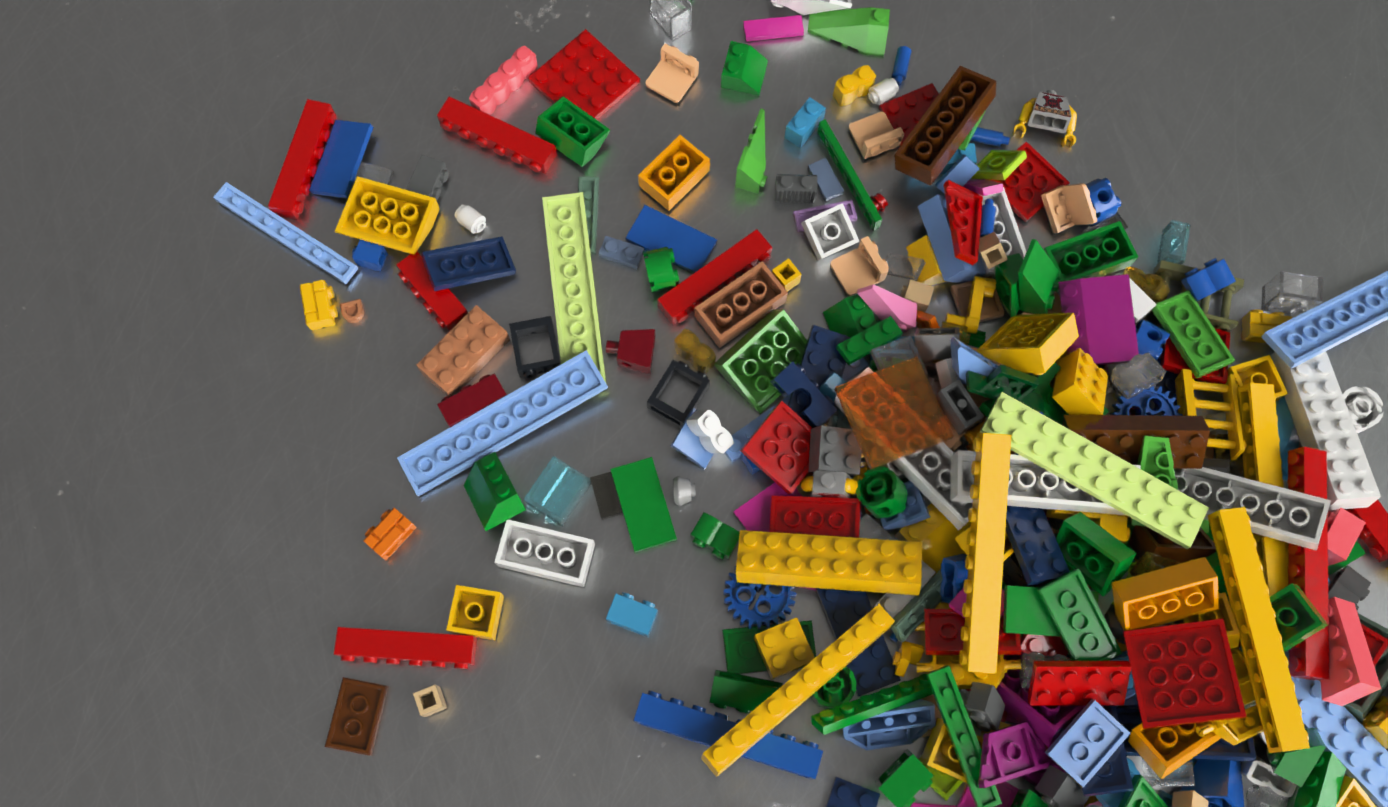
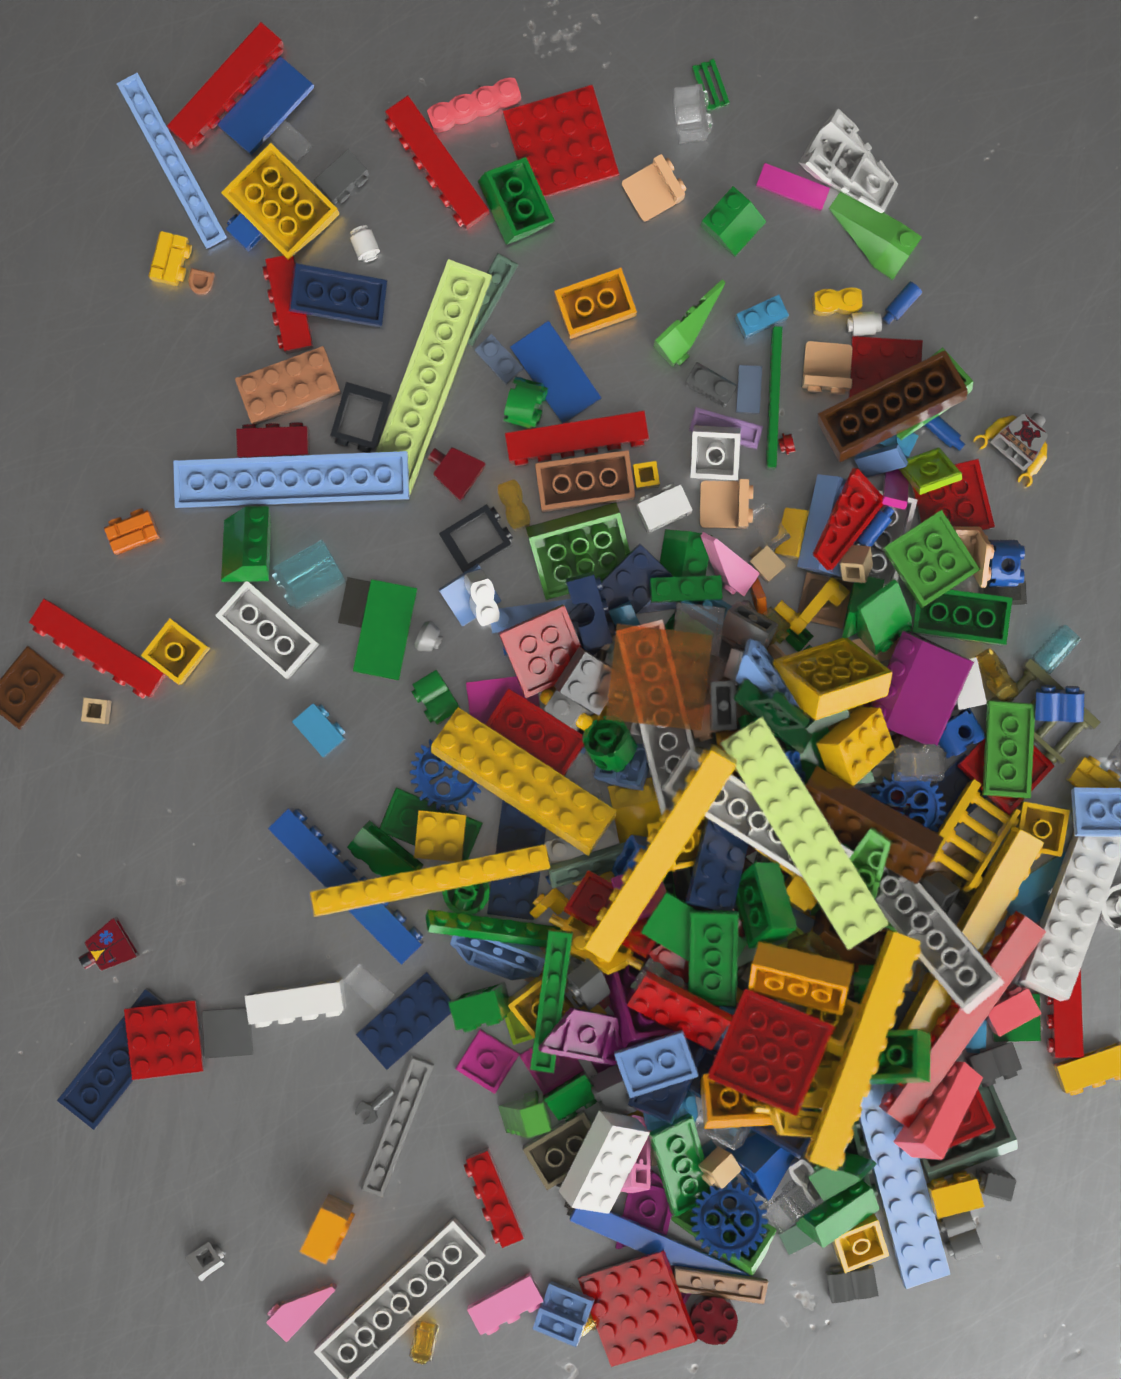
camera: 25 degrees right, 15 degrees up
(814, 292) = (663, 508): none -> white brick
(1044, 219) = (931, 559): none -> bright green plate

